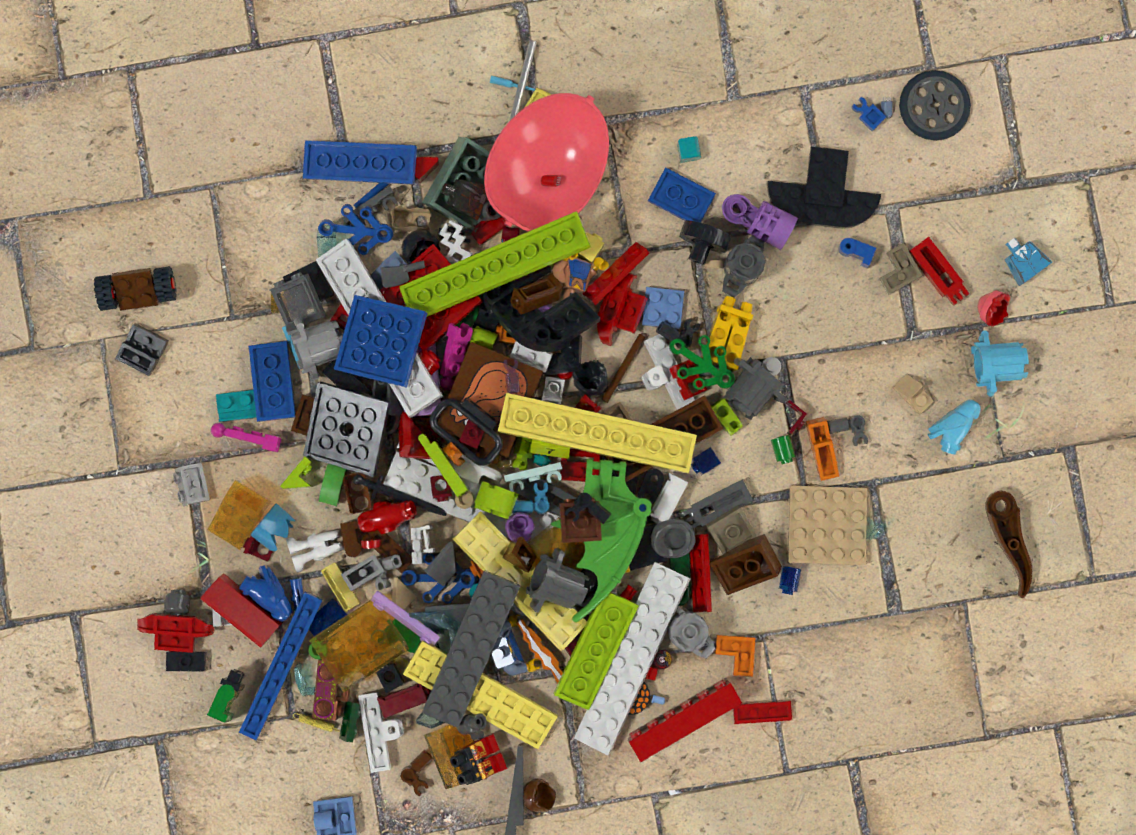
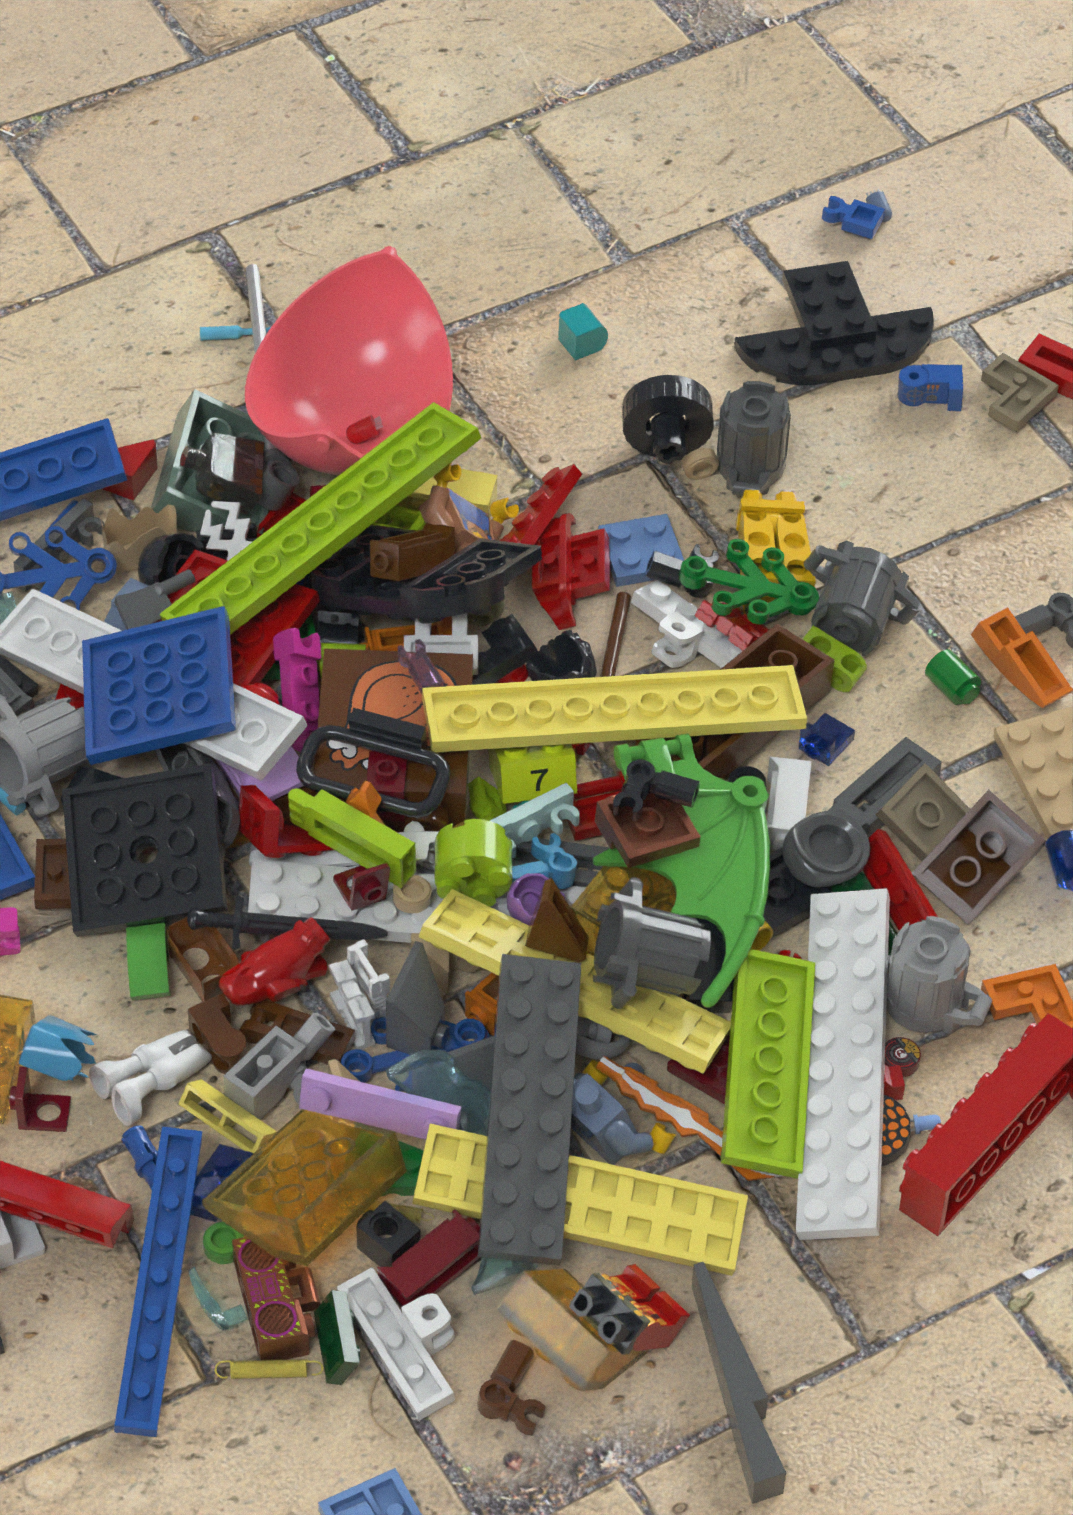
camera: 20 degrees left, 35 degrees down
(226, 695) = (67, 1361): green hips -> none
(268, 593) = (89, 1163): blue animal -> none
(294, 479) = (76, 970): lime slope -> none
(370, 543) = (261, 1017): red tile -> none
(472, 724) = (583, 1258): dark grey piece -> none
(539, 796) = (773, 1344): reddish brown hair -> none
(681, 196) = (588, 397): blue tile -> none
(763, 222) = (773, 365): medium lavender cylinder -> none
(799, 422) = (957, 625): dark red bracket -> none
(942, 129) = (939, 211): wedge -> none

